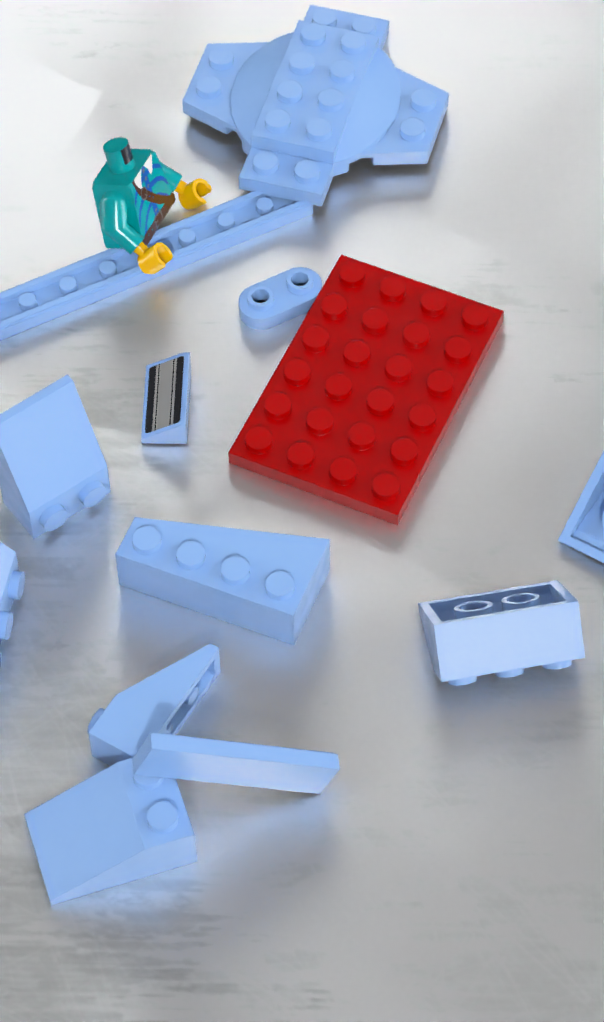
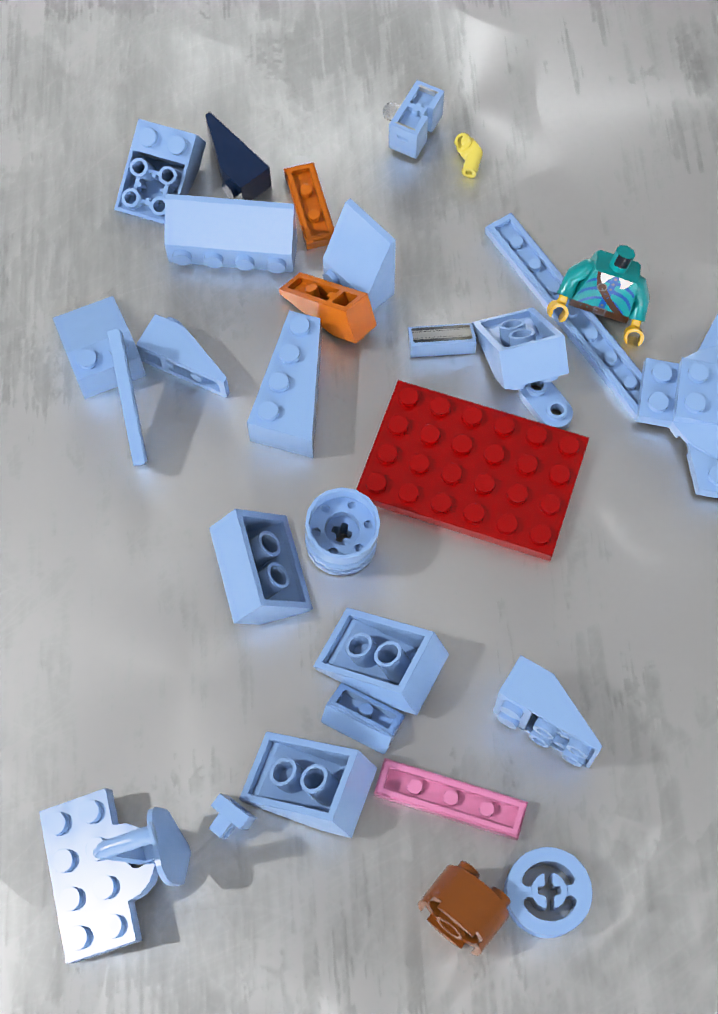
camera: 85 degrees right, 10 degrees up
(96, 521) = (342, 310): none -> orange slope
(205, 300) = (522, 348): none -> light blue slope
(465, 518) = (337, 513): none -> light blue wheel

